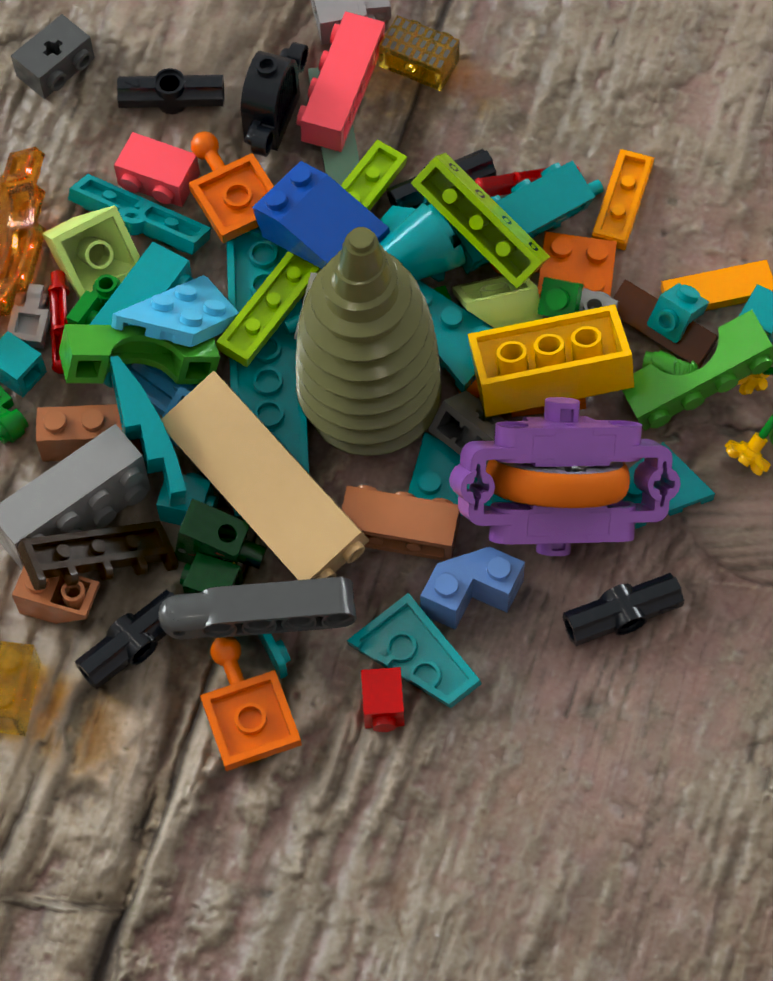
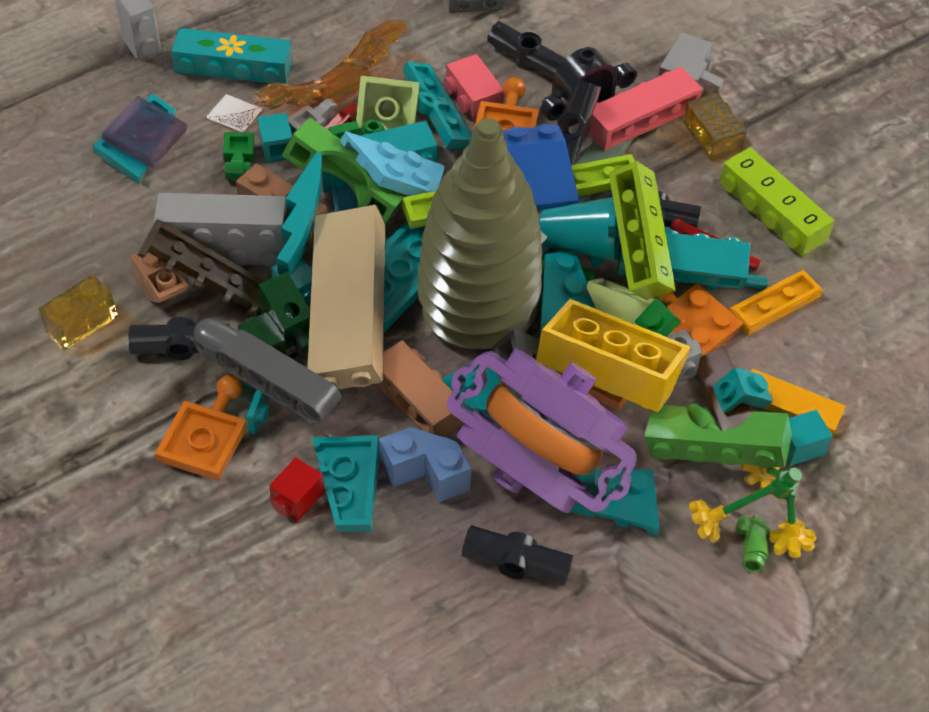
camera: 35 degrees right, 10 degrees down
(300, 126) = (579, 107): none -> black piece
(540, 95) = (776, 201): none -> lime brick

